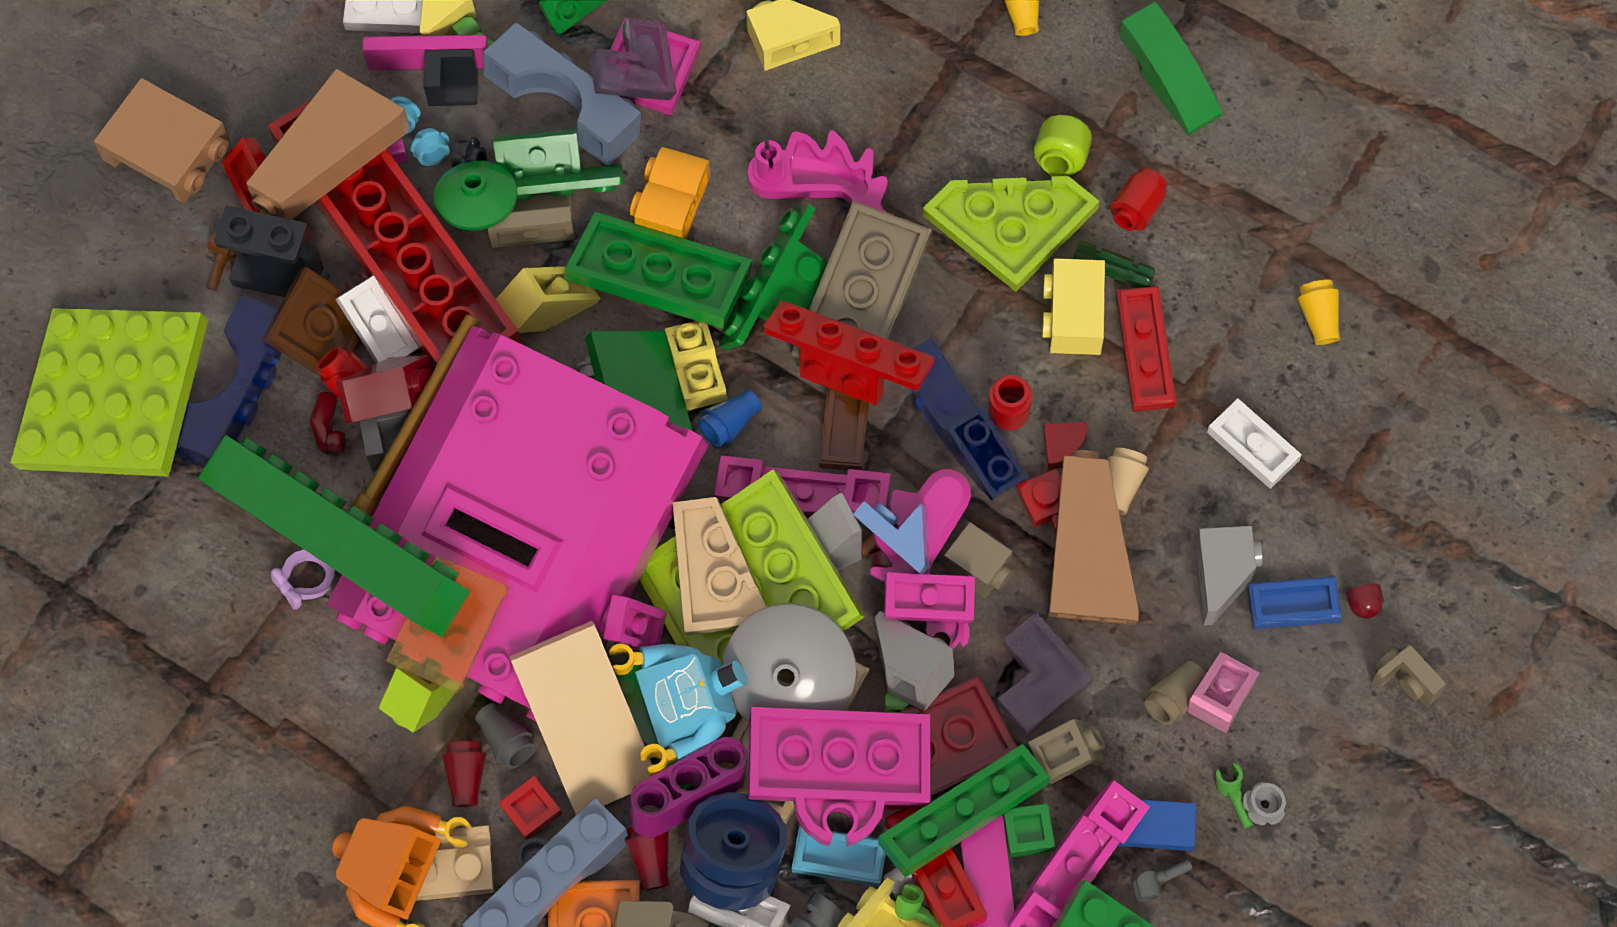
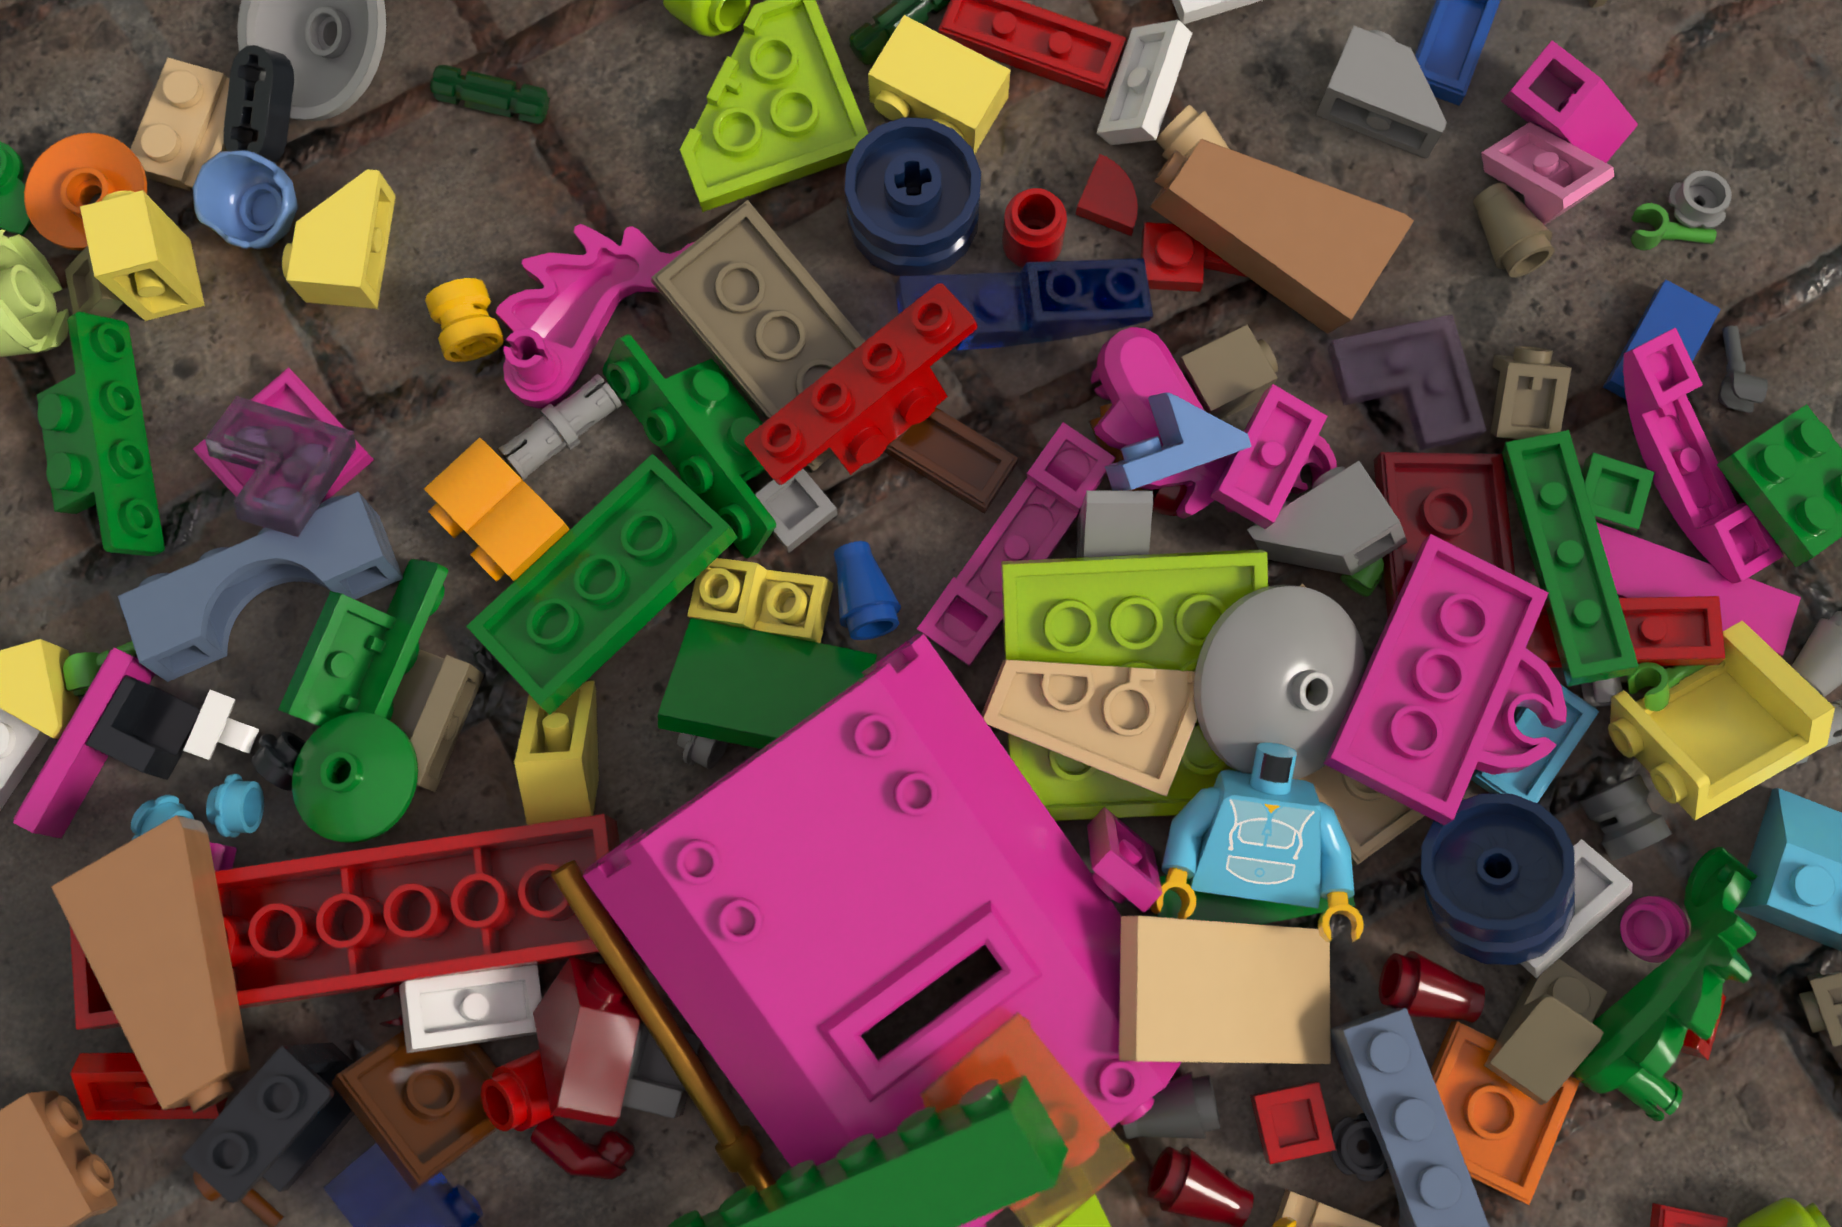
camera: 65 degrees left, 10 degrees up
(469, 112) = (215, 726): none -> white tile
(696, 769) = (1391, 864): magenta beam -> none
(742, 202) = (560, 426): none -> light grey pin
(761, 354) = (797, 508): none -> light grey plate
(779, 117) = (464, 320): none -> yellow wheel
(930, 62) = (489, 94): none -> dark green axle
(991, 324) = (913, 196): none -> dark blue wheel
(1161, 424) = (1144, 83): none -> white plate
(1276, 687) = (1571, 103): none -> dark pink slope

